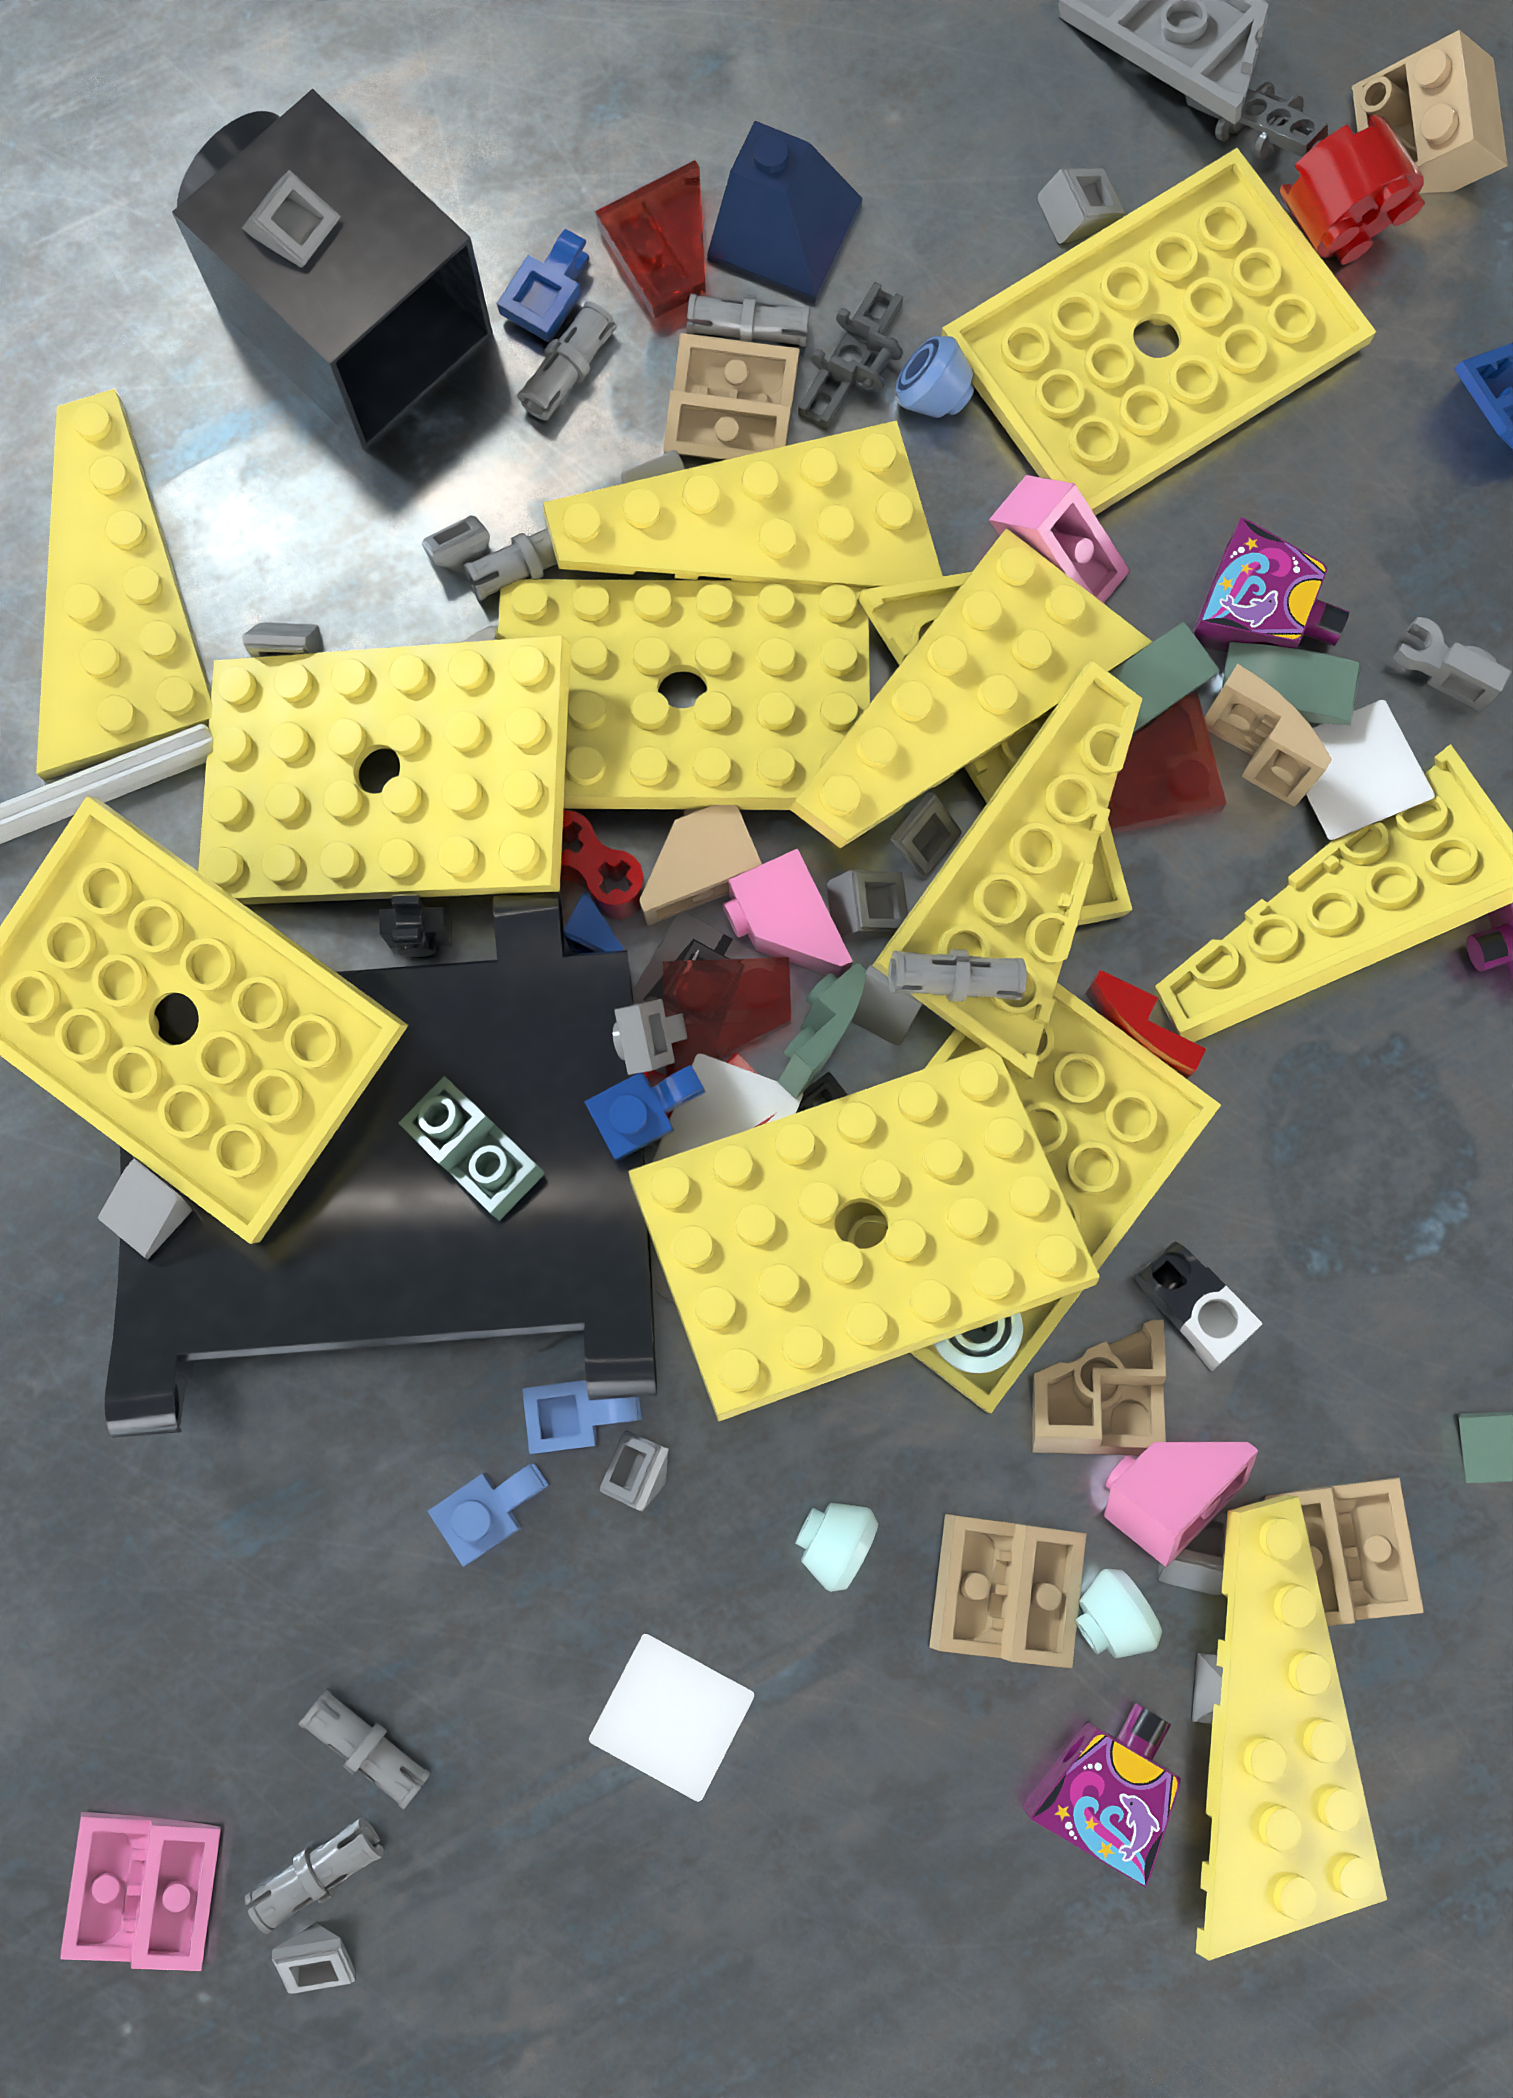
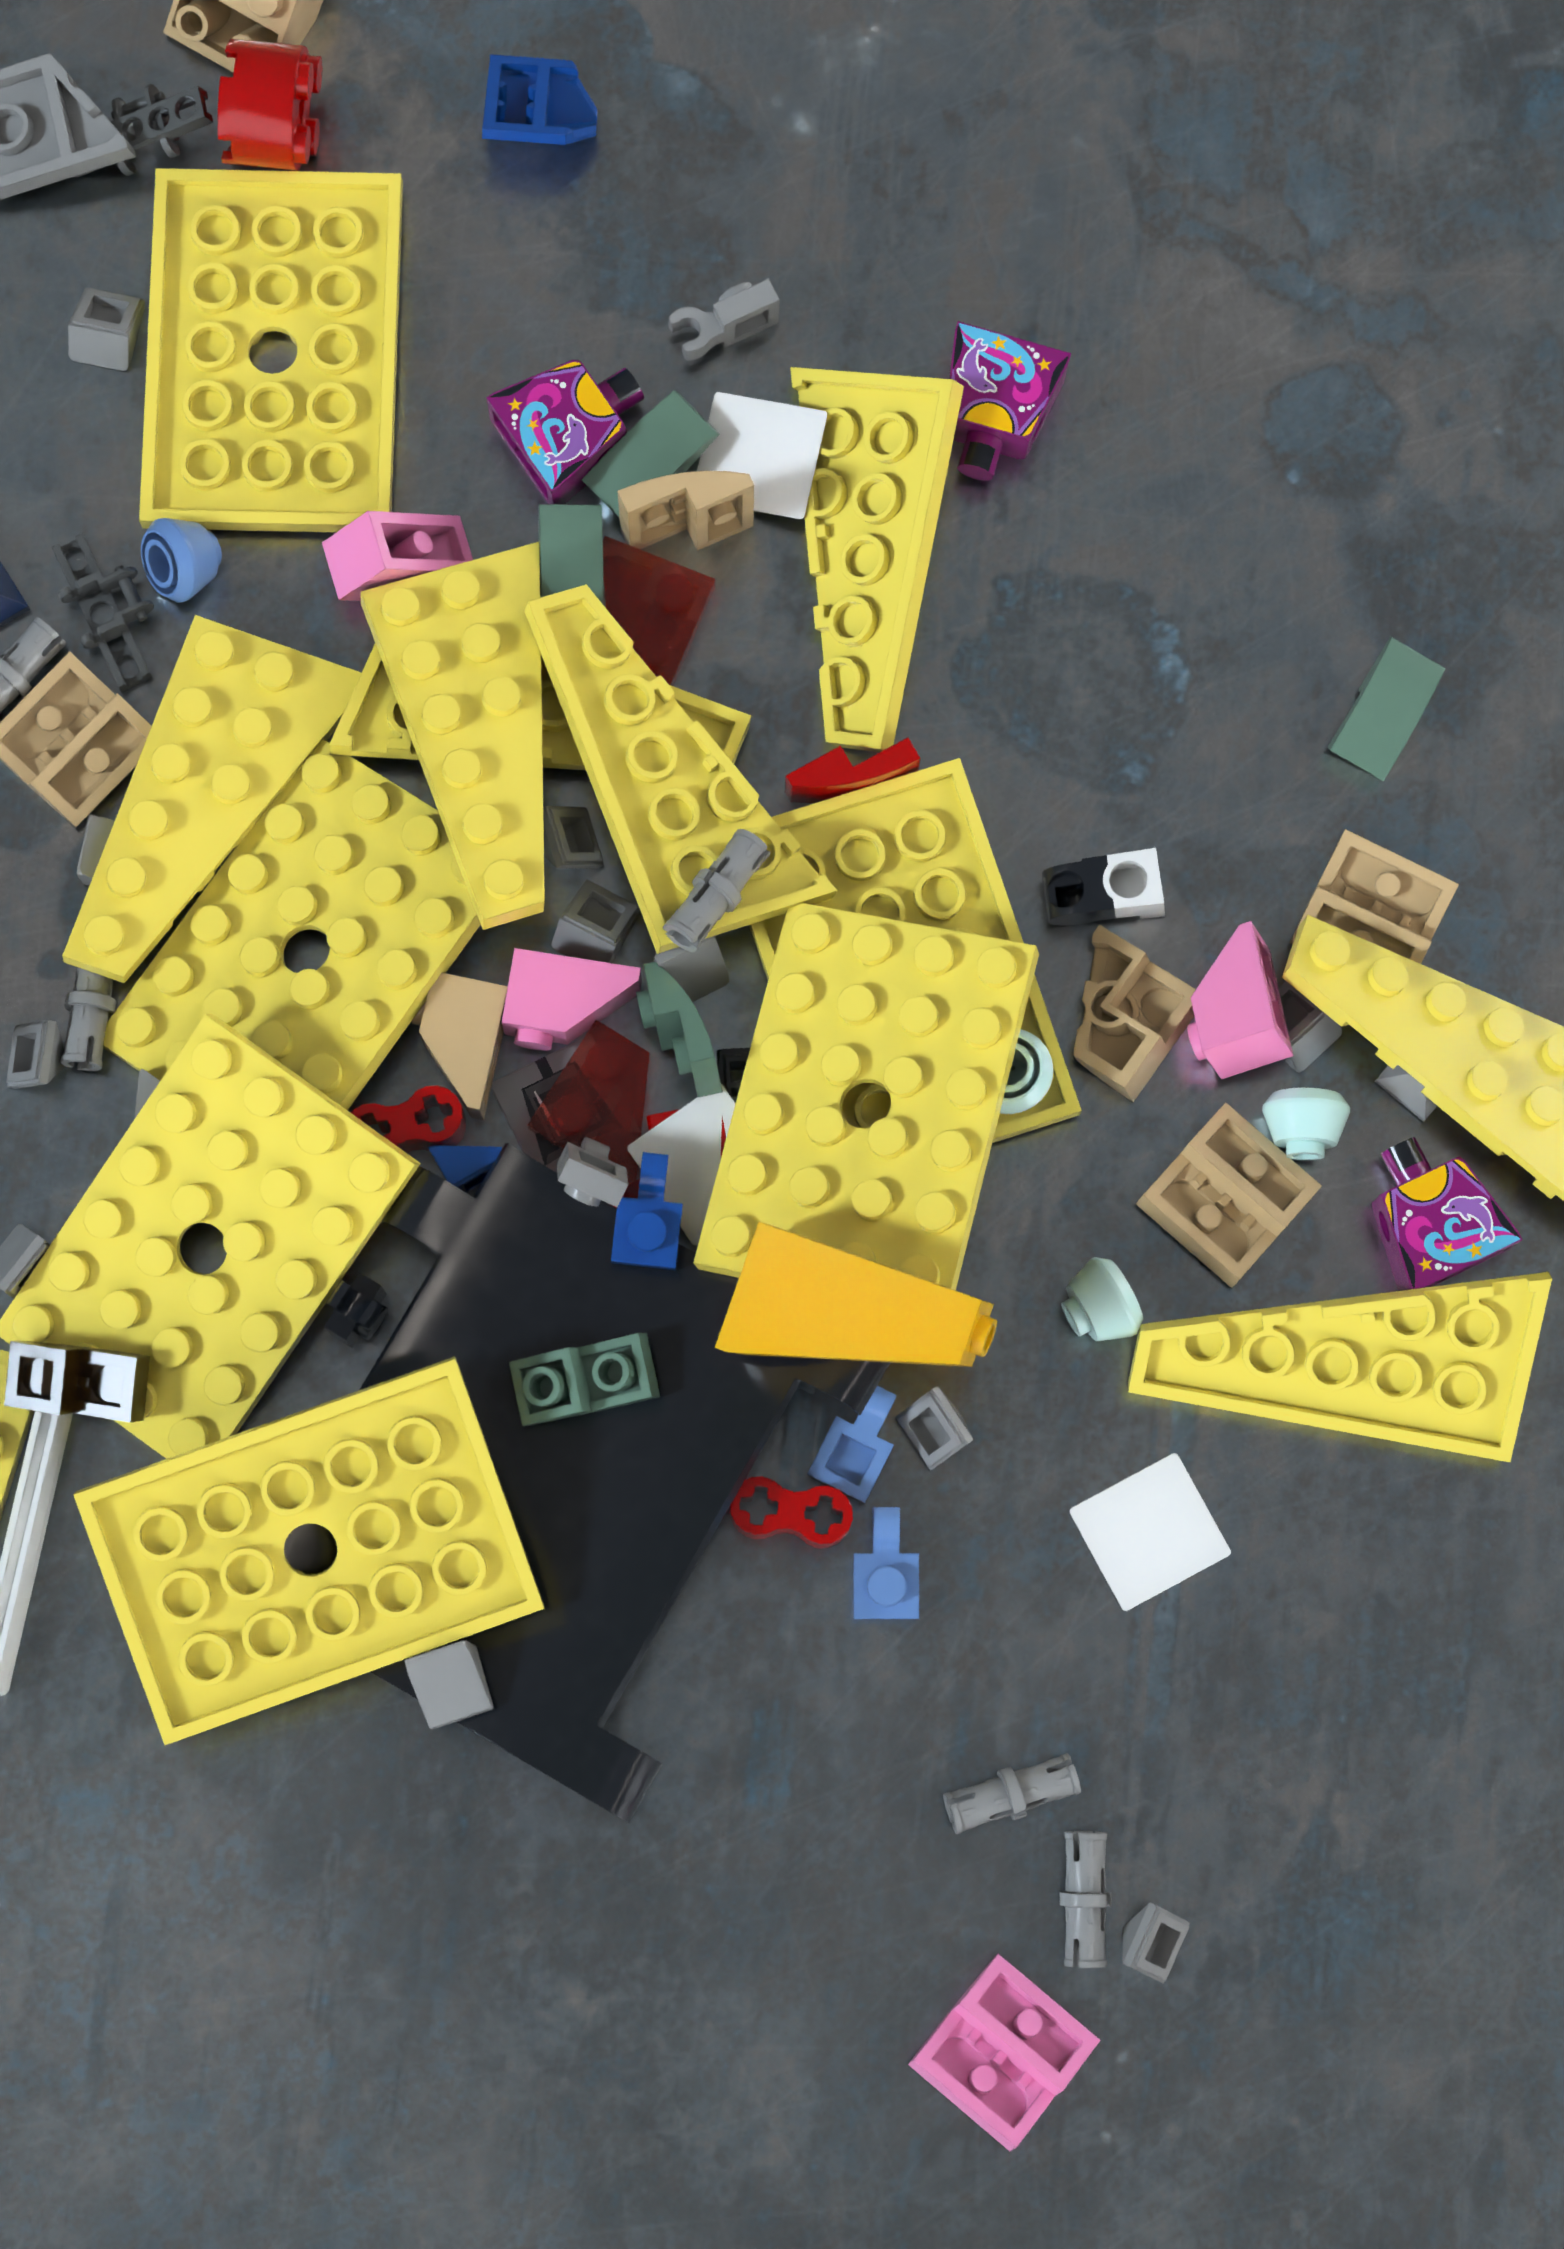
camera: 60 degrees left, 0 degrees up
(210, 746) = (76, 1380): none -> slope
(480, 1396) = (791, 1511): none -> red axle
(663, 1321) = (839, 1306): none -> yellow slope
(960, 1850) = (1393, 1366): none -> light yellow wing

